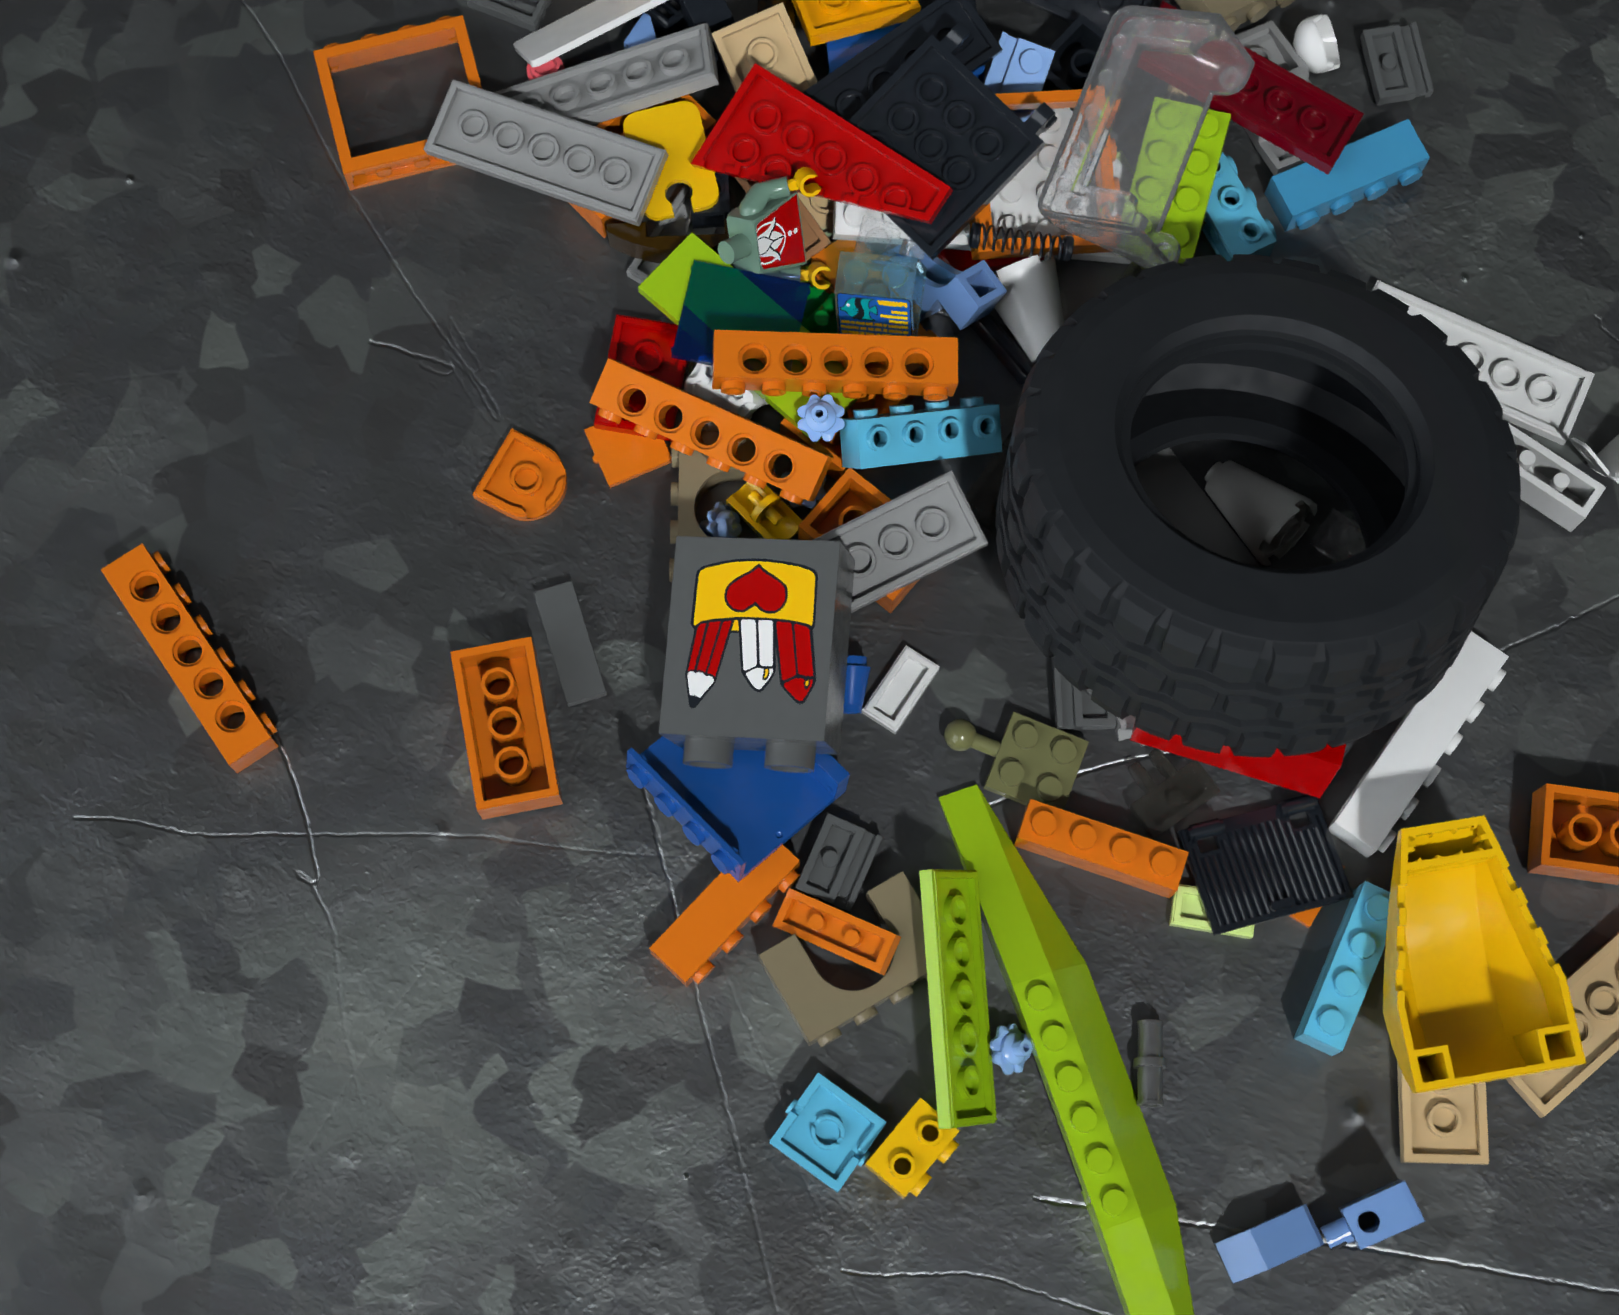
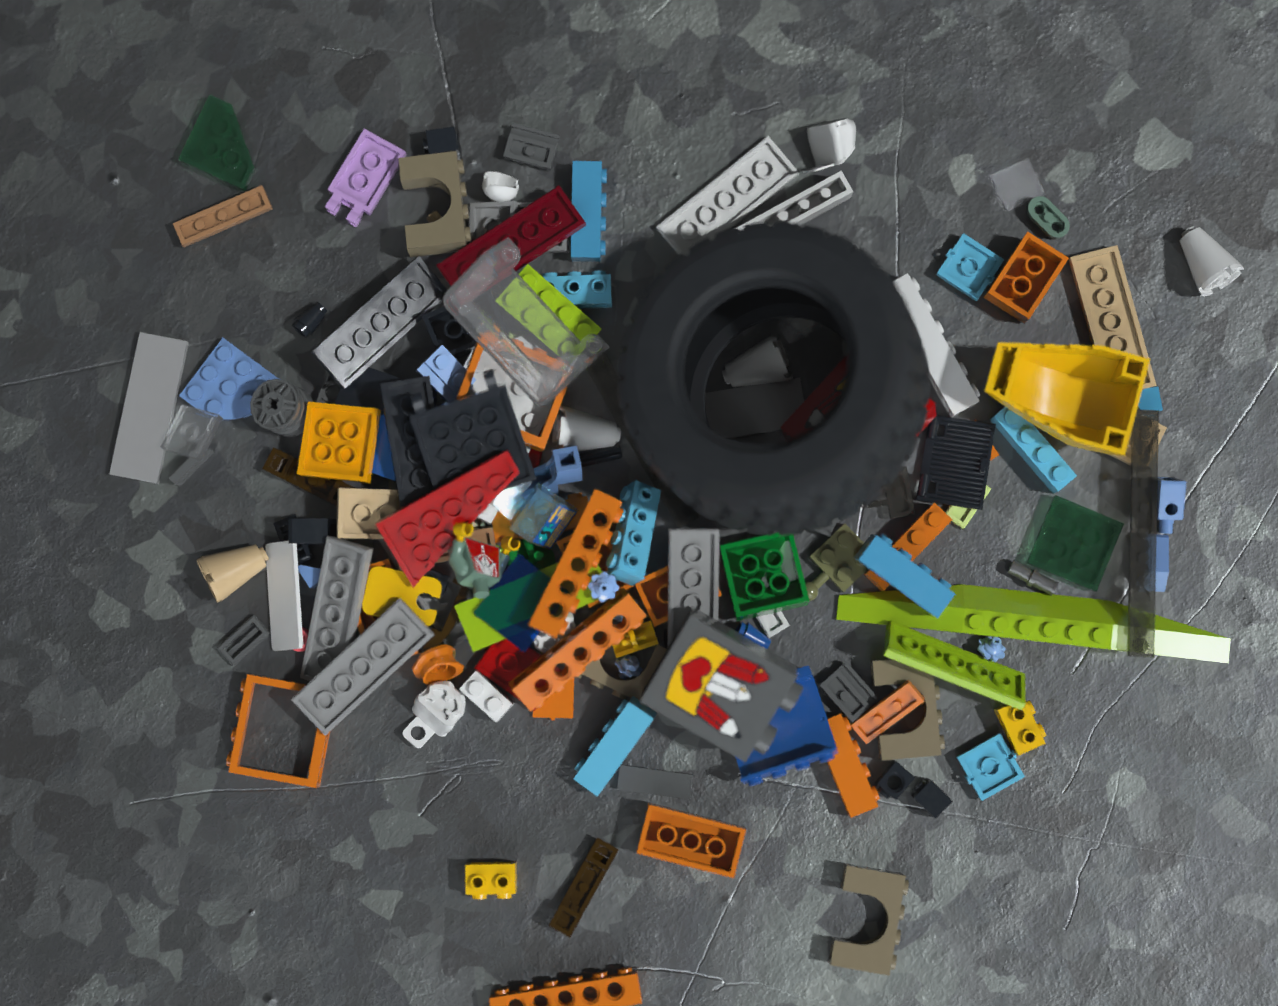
camera: 55 degrees left, 10 degrees up
(321, 473) = (491, 878): none -> yellow brick
(365, 611) = (583, 887): none -> dark brown slope
(458, 1090) = (875, 954): none -> dark tan arch
(523, 479) = (546, 764): orange tile -> none
(535, 291) = (436, 711): none -> white piece
(583, 348) = (486, 696): none -> white brick
(594, 552) = (615, 745): none -> medium azure brick
(596, 257) = (437, 665): none -> orange hat
(737, 1061) = (931, 797): none -> black brick
(746, 1009) = (904, 776): none -> black brick
(950, 652) = (763, 575): none -> green slope
(1057, 850) = (905, 575): none -> dark azure brick
(1067, 241) = (563, 397): black piece -> none
(1236, 1105) = (1075, 543): none -> clear green plate
(1305, 1197) = (1143, 534): none -> clear smoke plate
(1514, 1119) = (1150, 399): none -> dark azure tile
(1566, 747) = (969, 267): none -> medium azure plate

